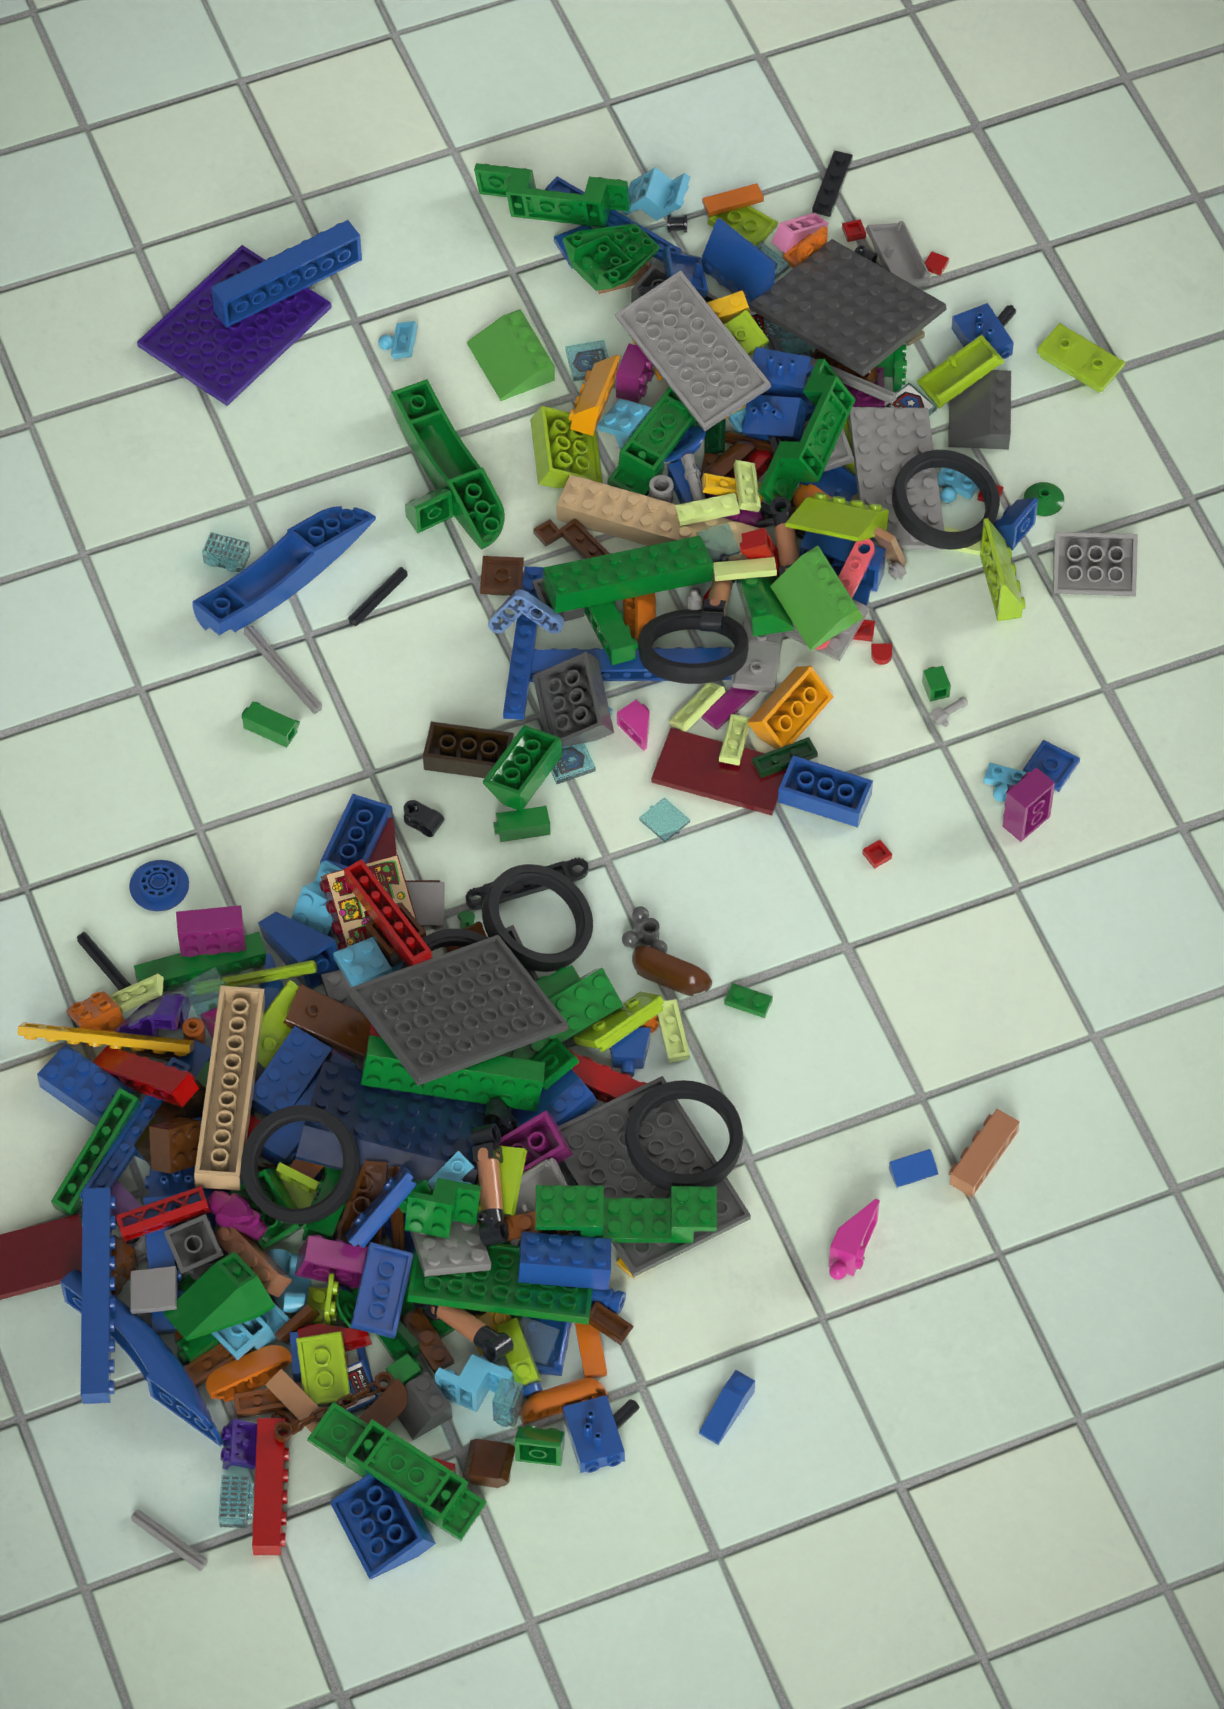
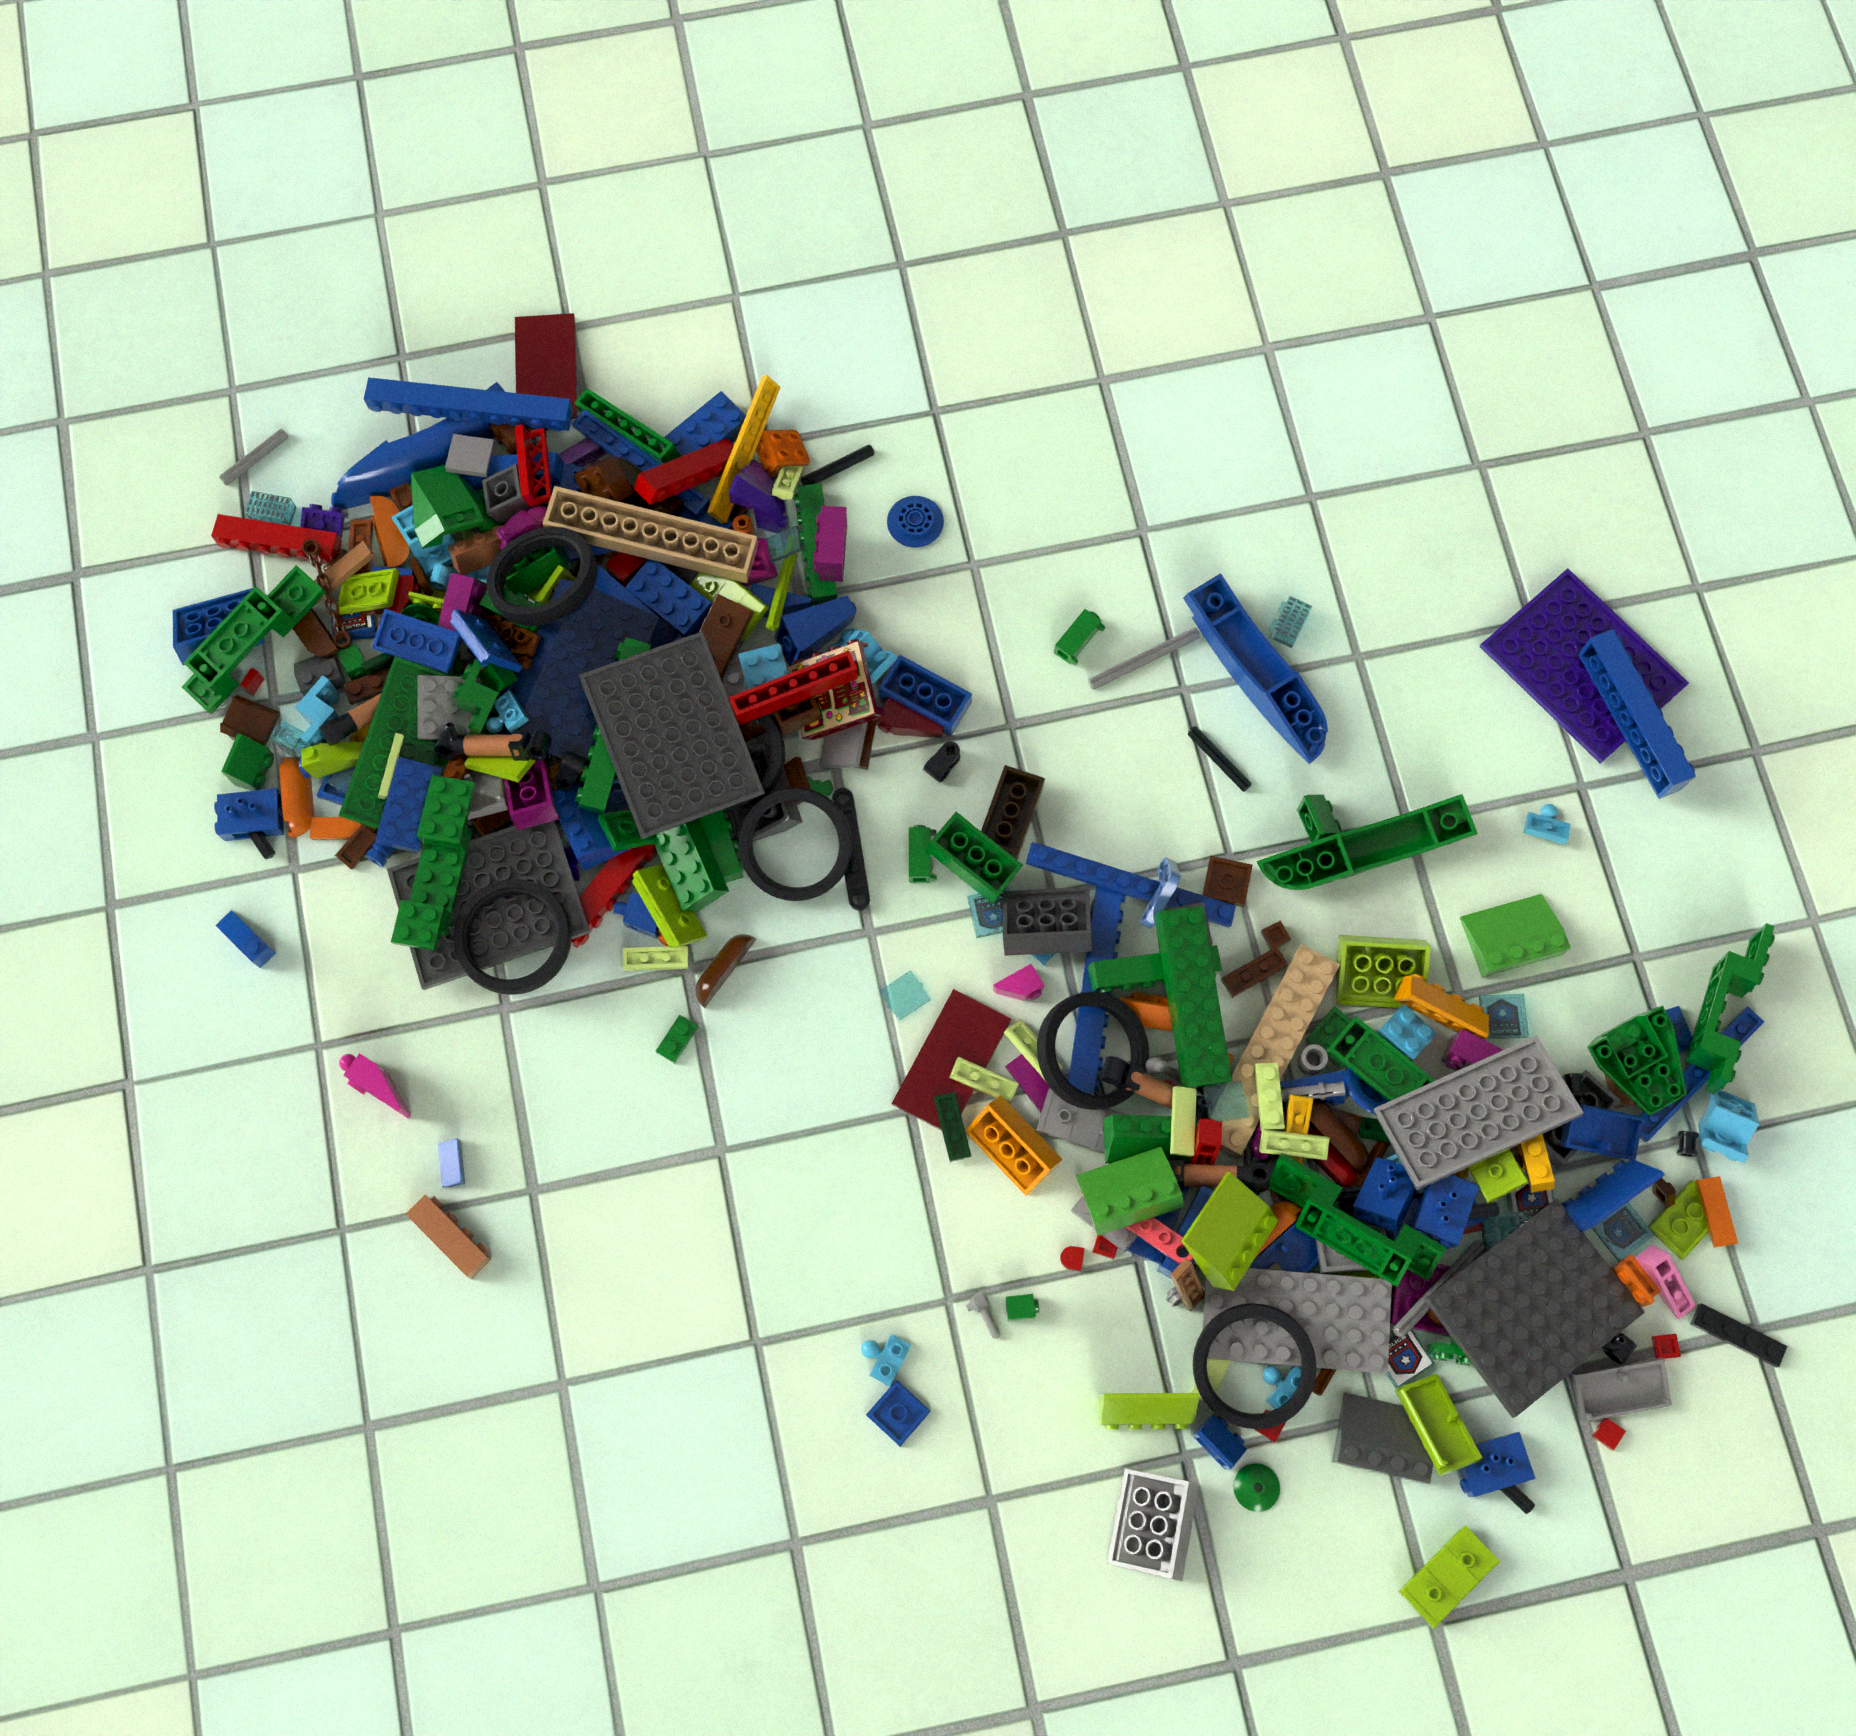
camera: 100 degrees right, 15 degrees up
(528, 1278) = (390, 767): none -> yellowish green tile
(631, 938) = (766, 936): dark grey piece -> none
(825, 791) = (900, 1159): blue brick -> none
(877, 854) = (822, 1202): red tile -> none
(1028, 804) = (833, 1367): magenta brick -> none

